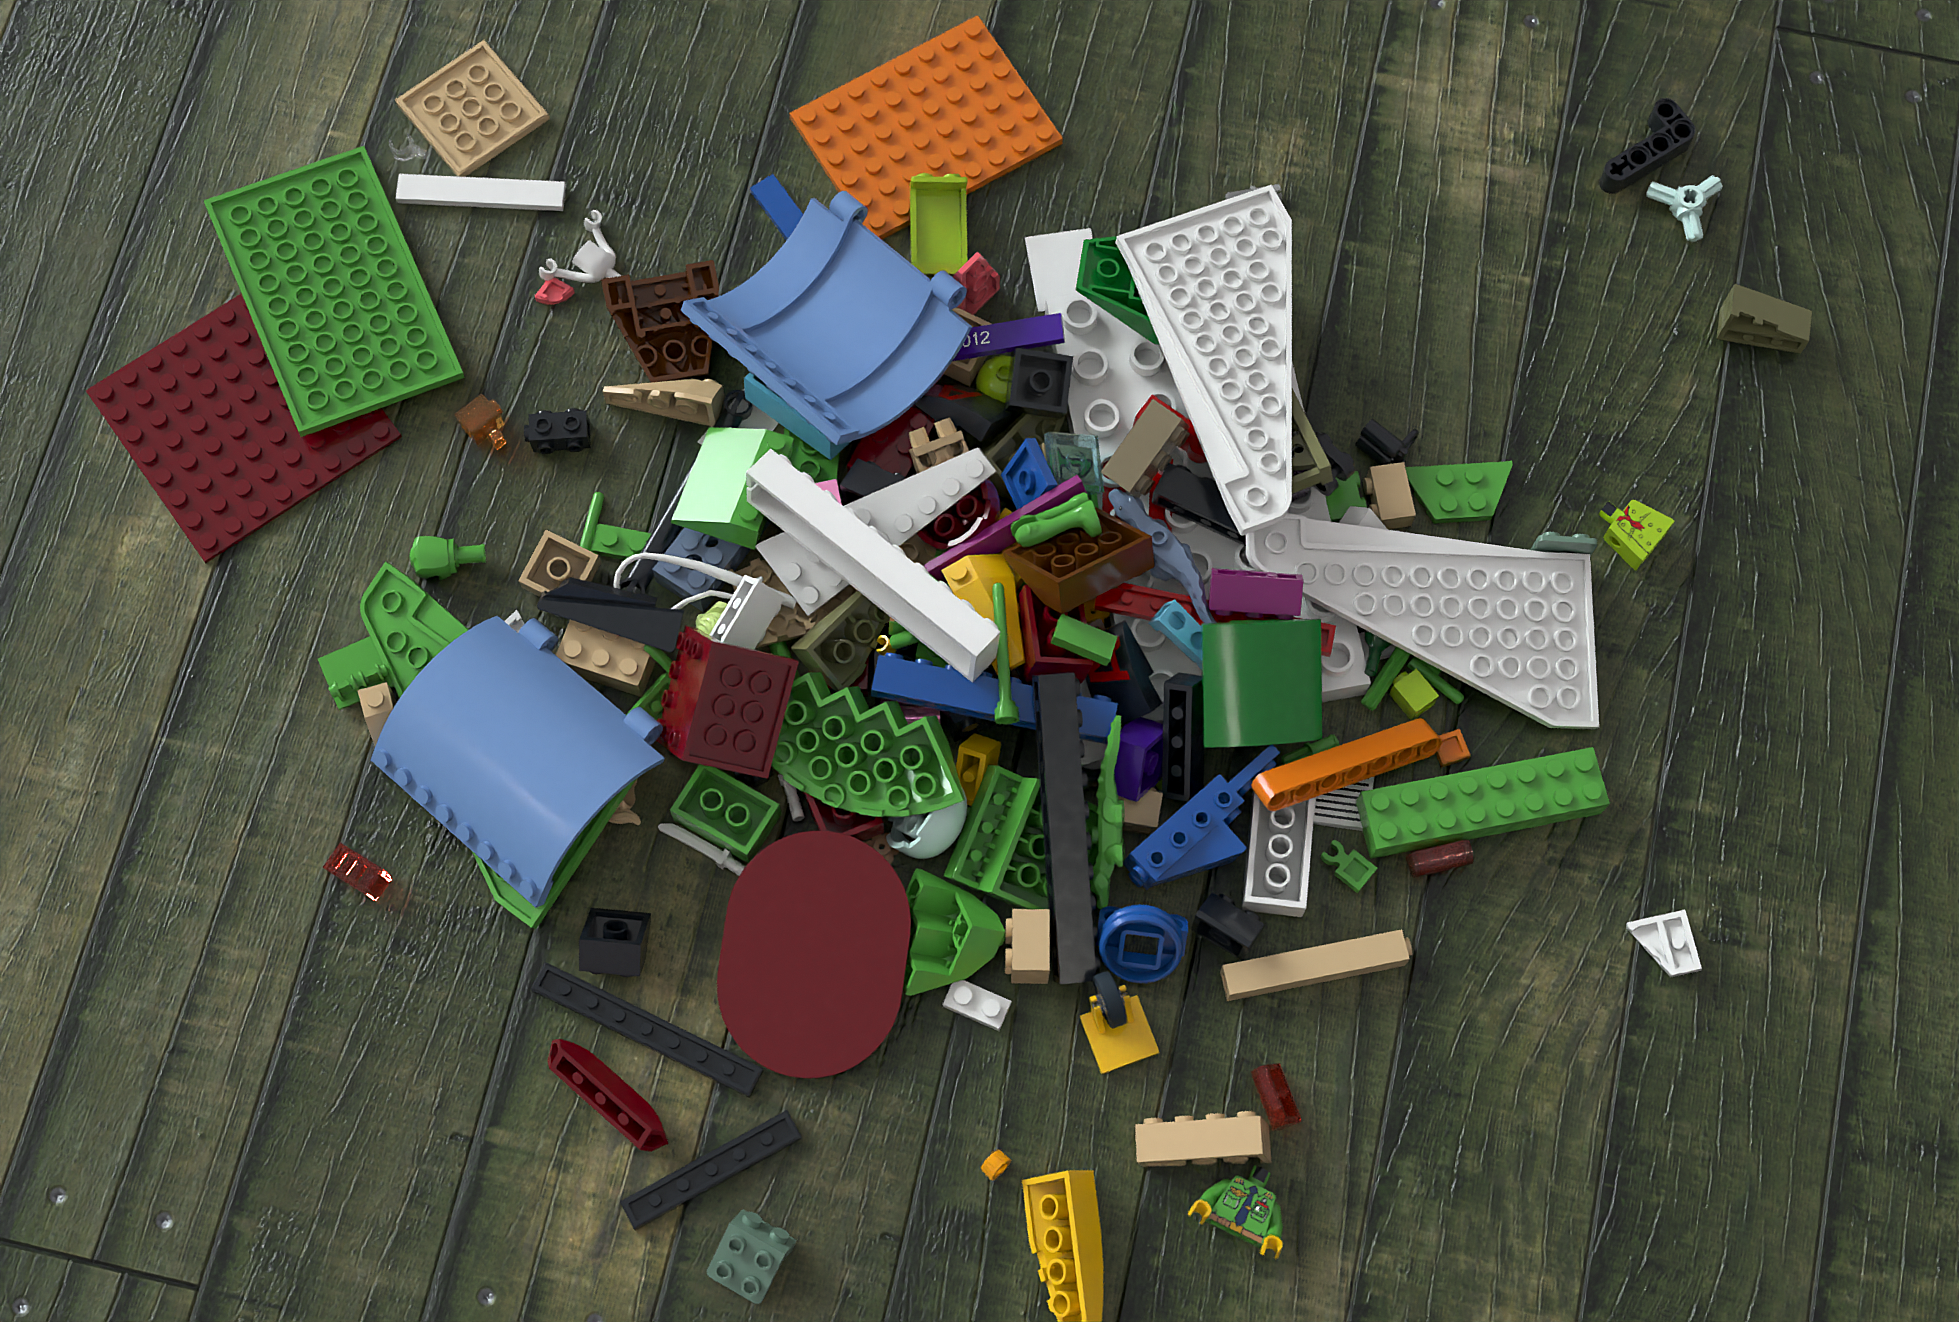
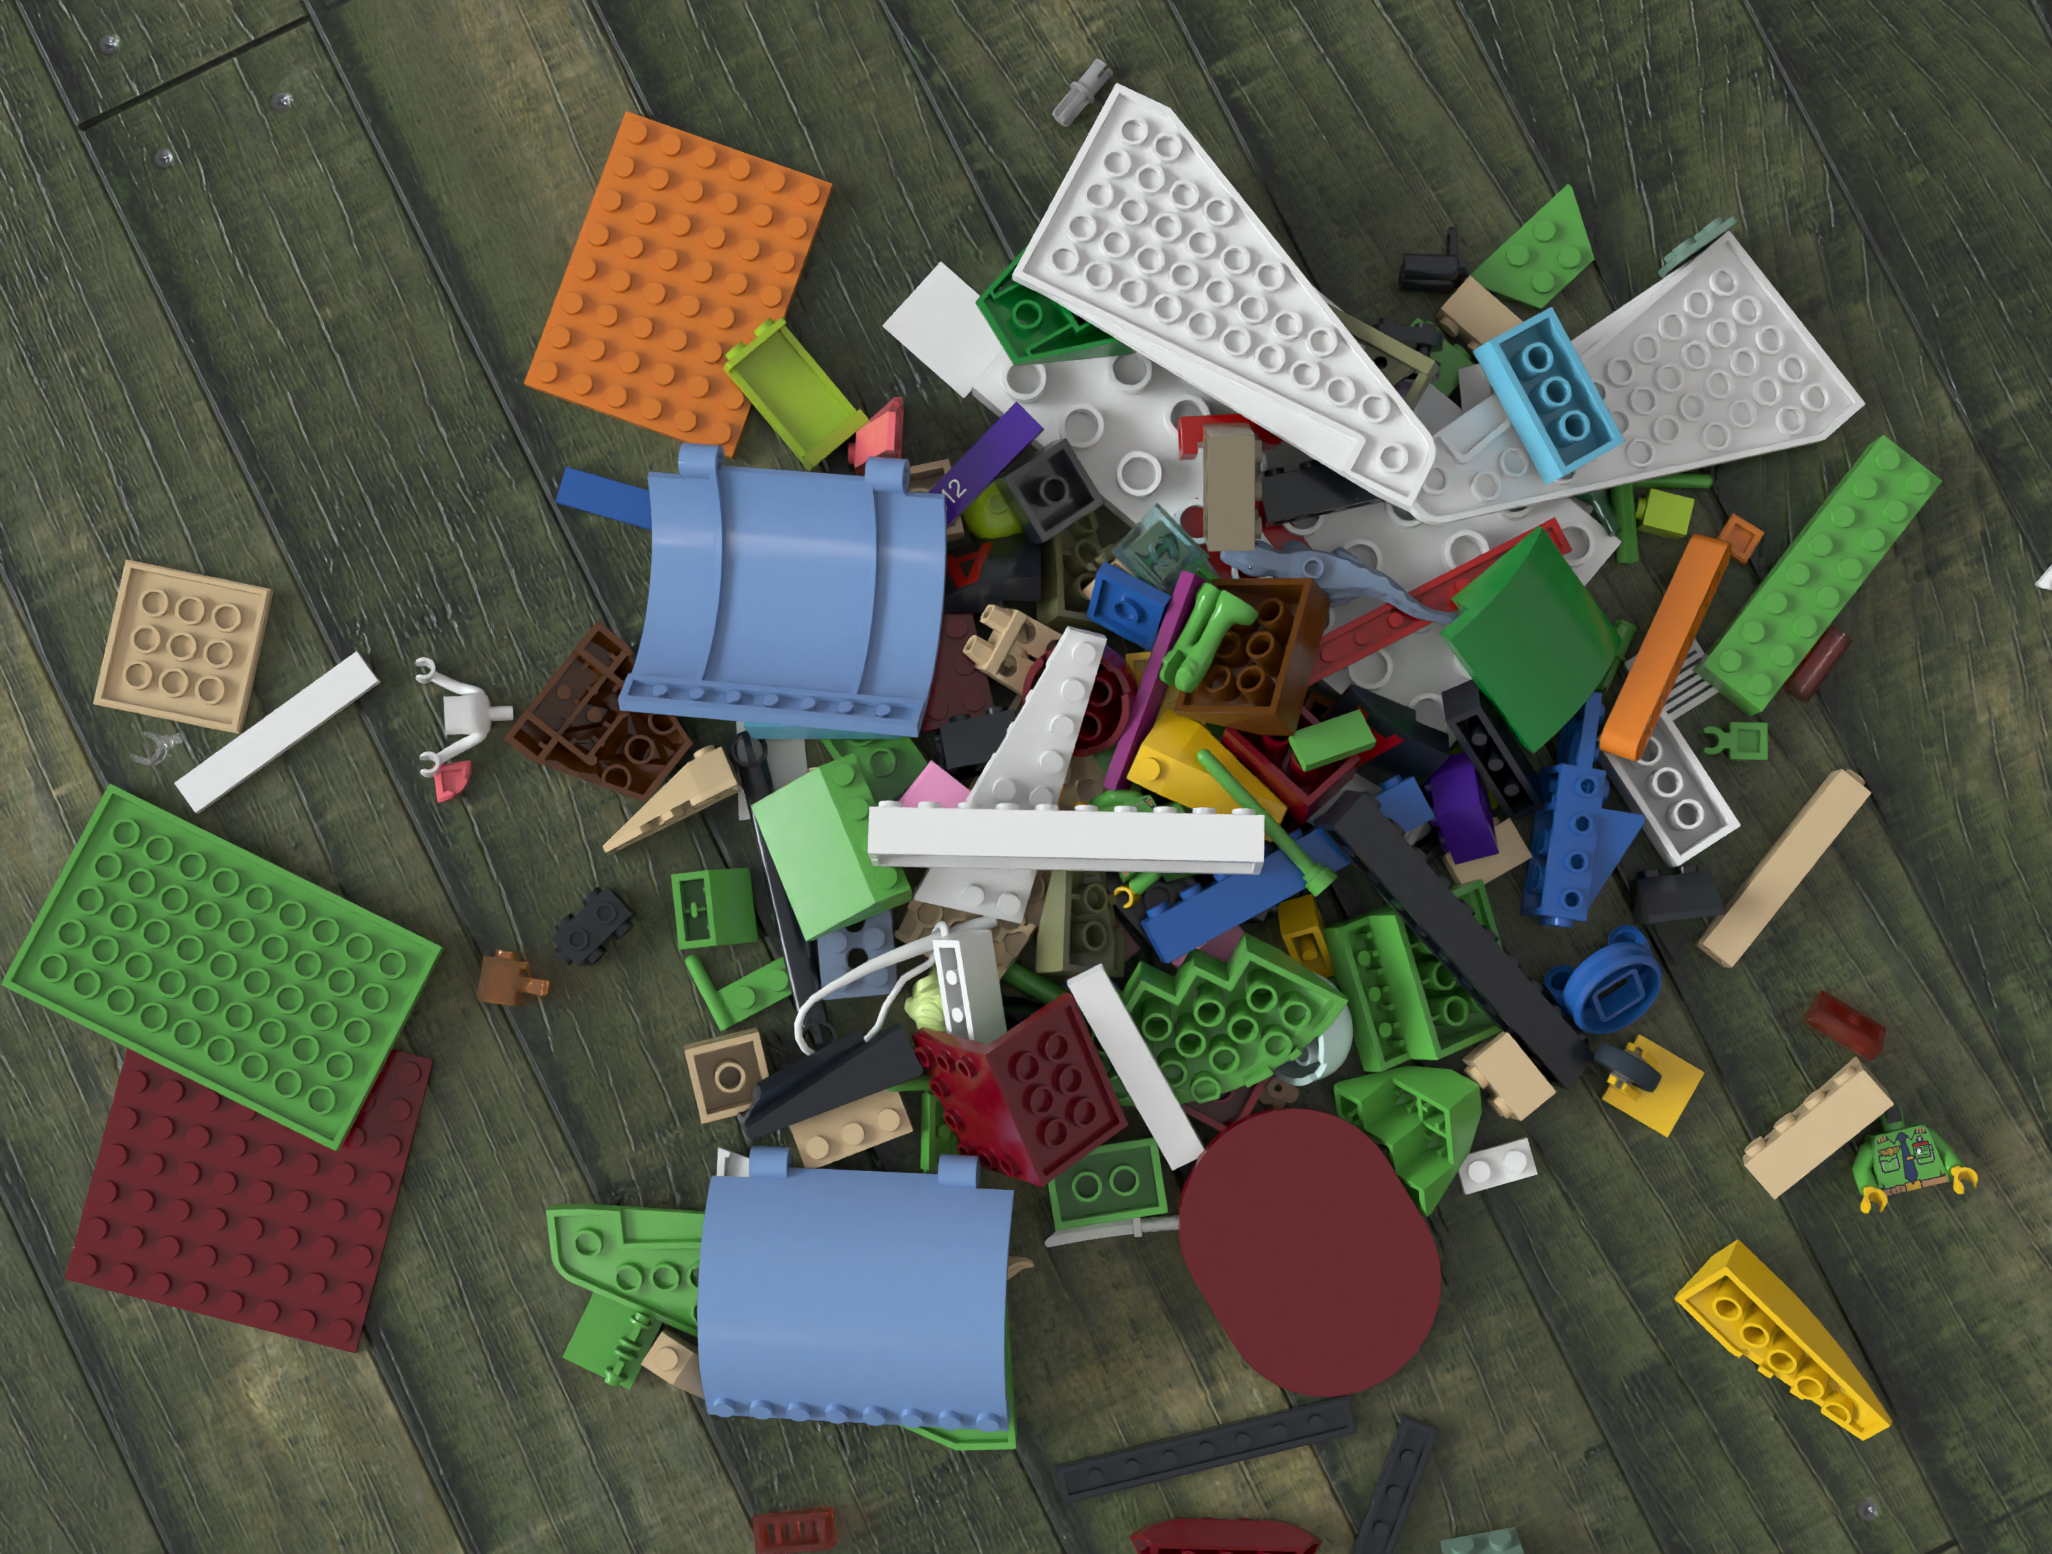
camera: 40 degrees left, 15 degrees up
(442, 557) = (595, 1157): bright green piece -> none
(614, 942) = (1105, 1393): black slope -> none
(636, 472) = (714, 908): none -> bright green slope
(801, 743) = (1136, 1066): none -> white tile
(995, 1164) = (1640, 1306): light orange axle -> none
(1110, 821) = (1492, 893): bright green animal -> none
(1180, 629) = (1411, 648): medium azure leg -> none
(1255, 593) = (1458, 551): magenta brick -> none
(1387, 544) = (1548, 396): none -> medium azure brick
(1634, 530) = (1745, 164): lime torso -> none

